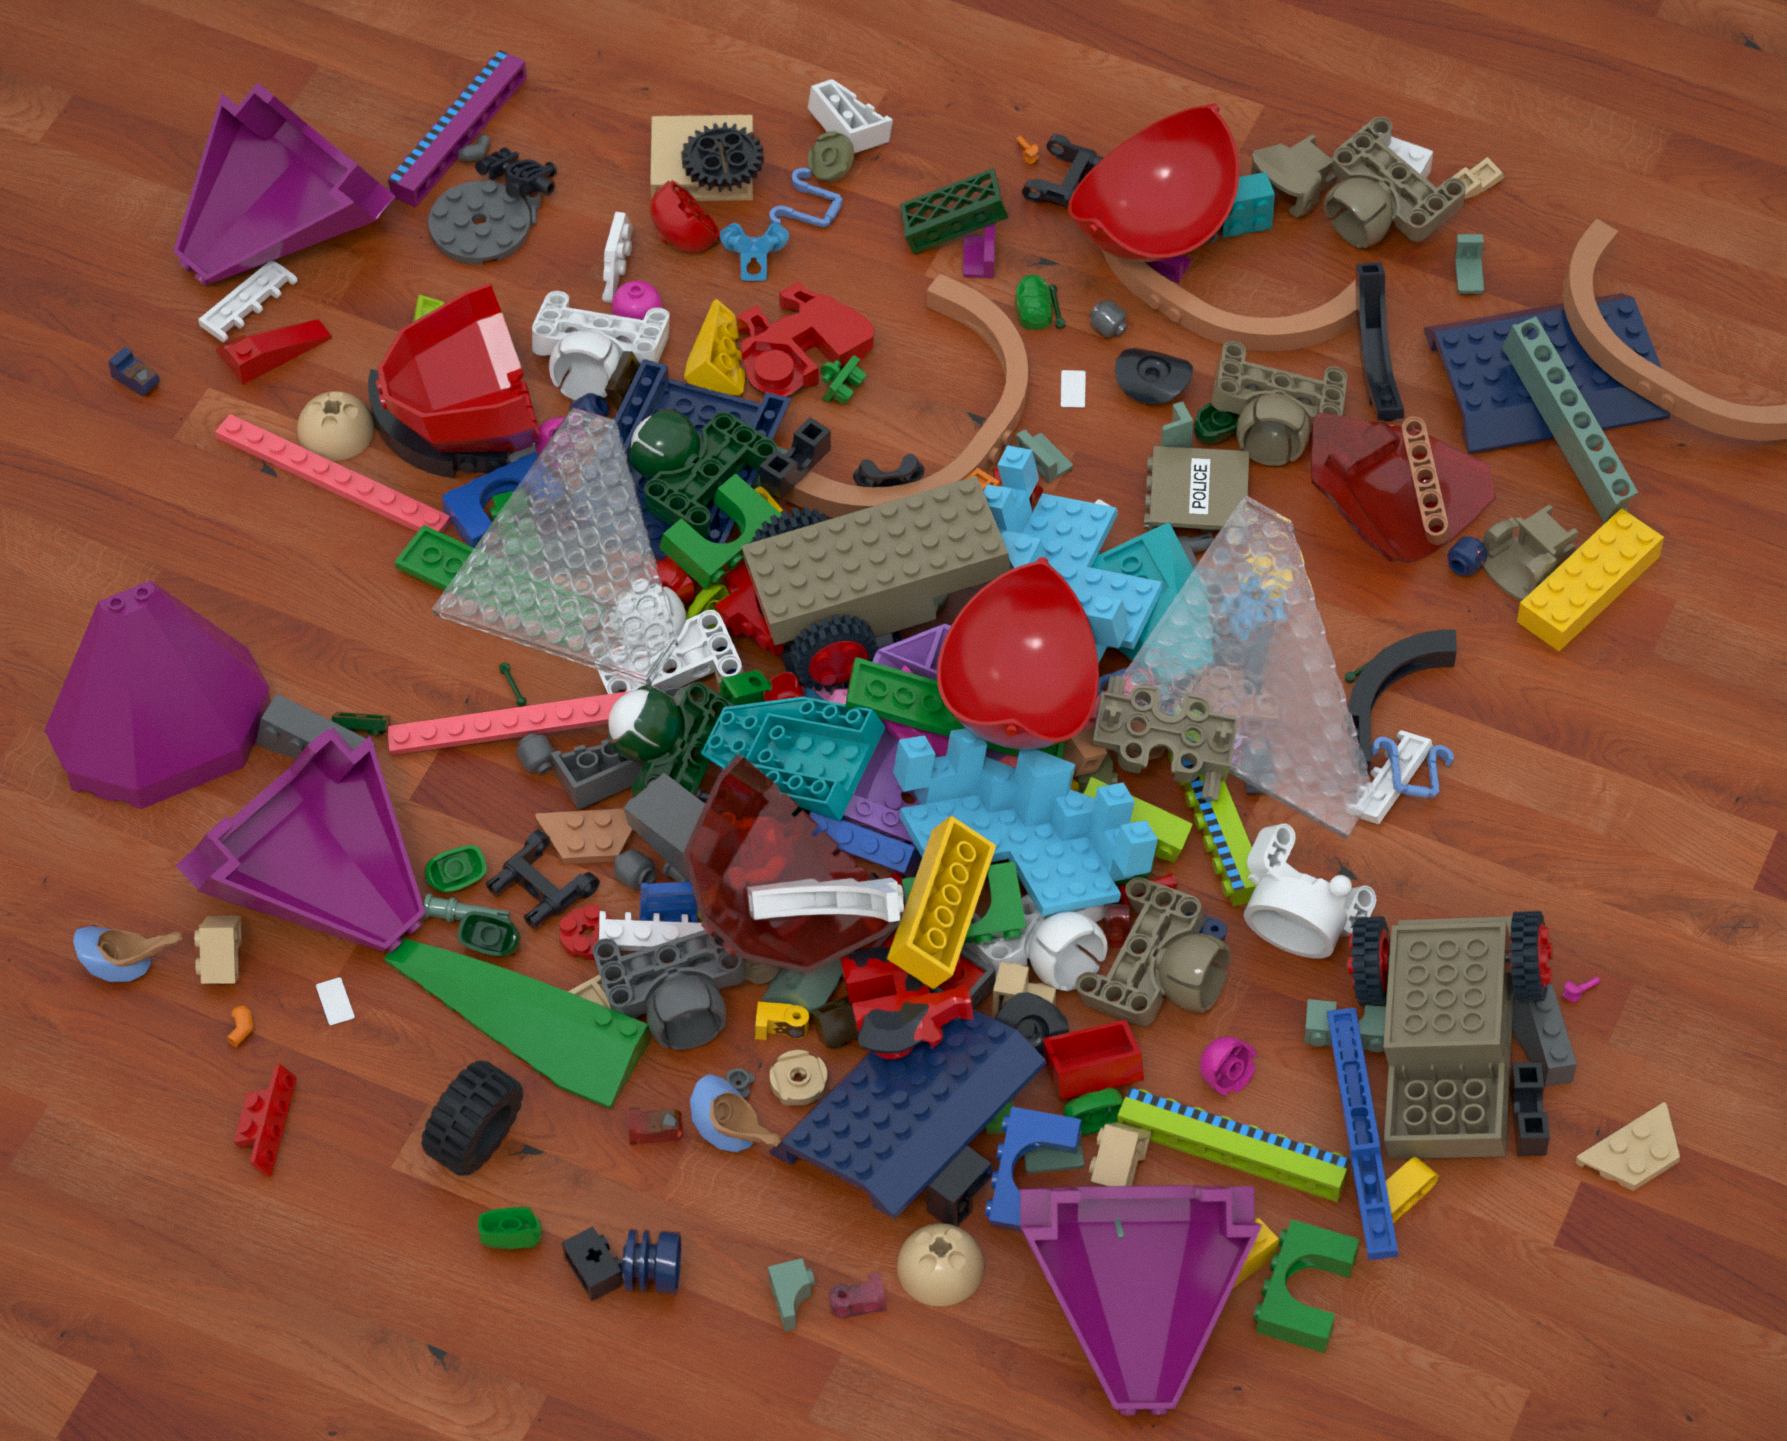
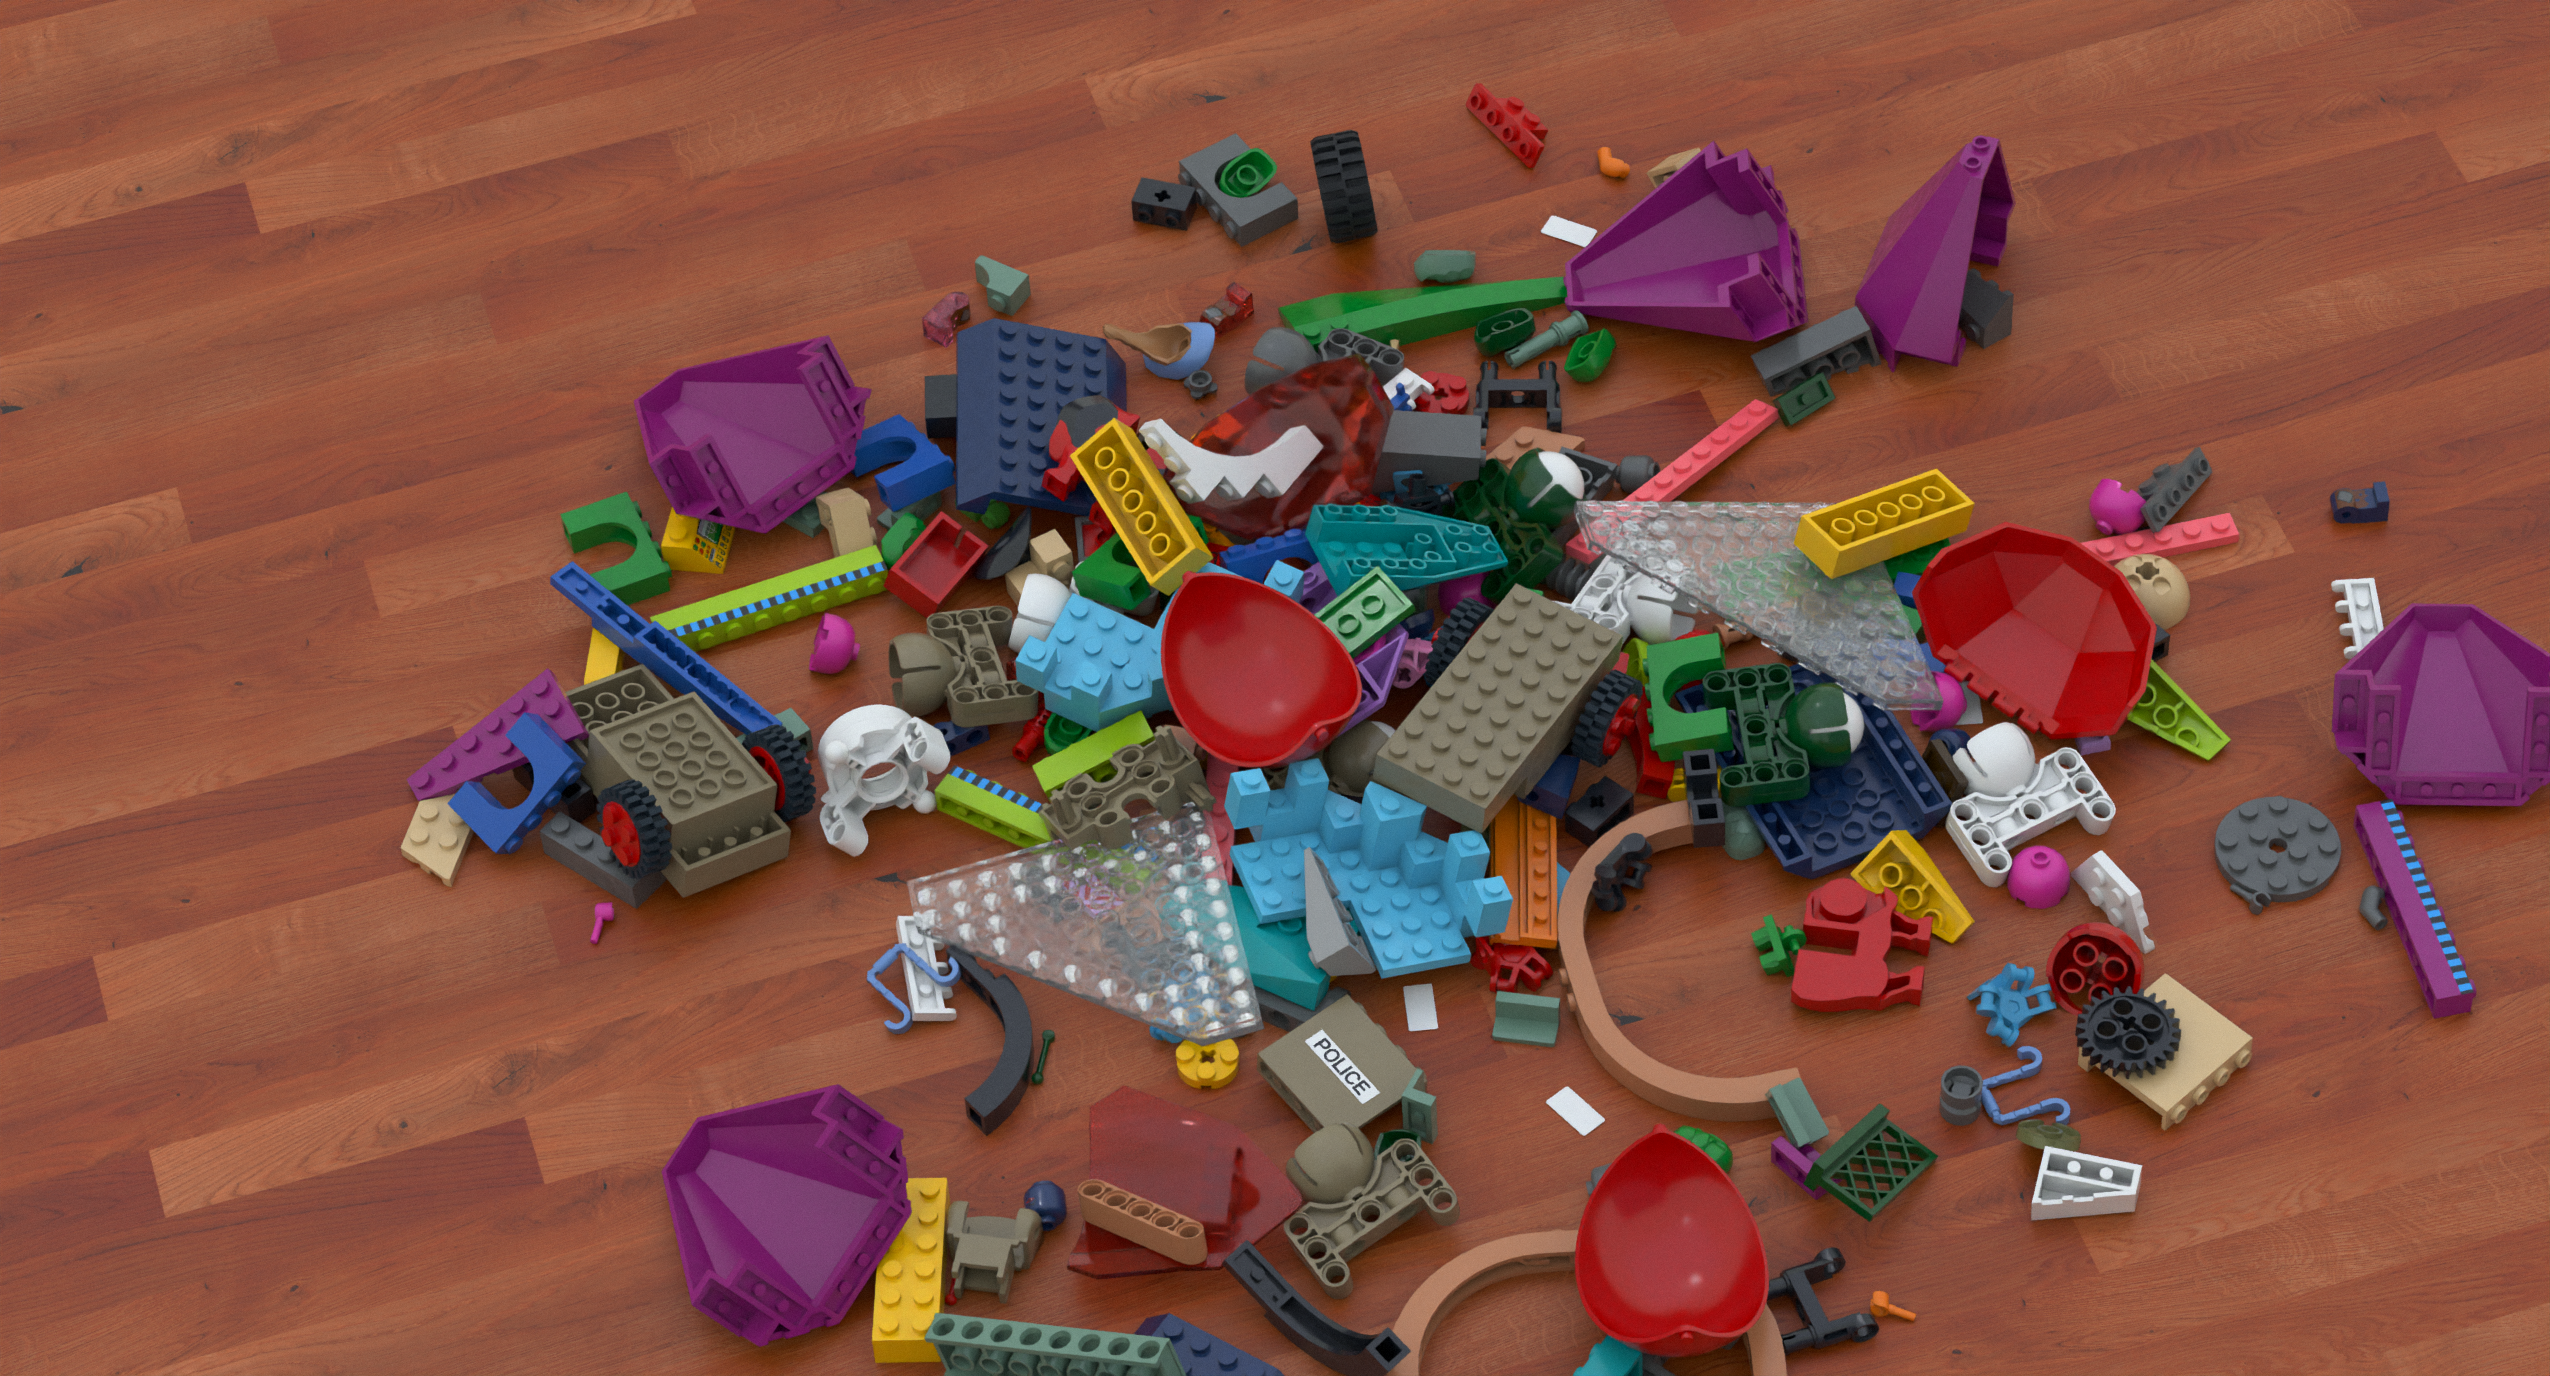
camera: 140 degrees right, 5 degrees down
(118, 953) = (1762, 128): hat -> none
(234, 472) = (2172, 487): none -> dark grey bracket
(264, 351) = (2294, 602): red wedge -> none
(283, 477) = (2115, 509): none -> dark pink cylinder
(455, 545) = (1883, 523): none -> yellow brick
(459, 1028) = (1445, 265): none -> sand green piece
(521, 176) = (2275, 905): black piece -> none
(531, 1265) = (1241, 217): none -> dark grey arch
(652, 1261) = (1115, 220): dark blue wheel -> none
(795, 1092) = (1164, 403): tan plate -> none
(849, 214) = (1960, 1095): none -> dark grey wheel
(936, 1276) = (900, 380): tan piece -> none
(960, 270) = (1797, 1113): none -> sand green panel
(1127, 535) = (1327, 924): none -> light grey wedge
(1152, 375) = (1508, 1155): black hat -> none
(1532, 1135) = (485, 746): none -> magenta wing
(1542, 1072) = (554, 769): none -> blue arch
(1664, 647) = (786, 1210): none -> magenta piece

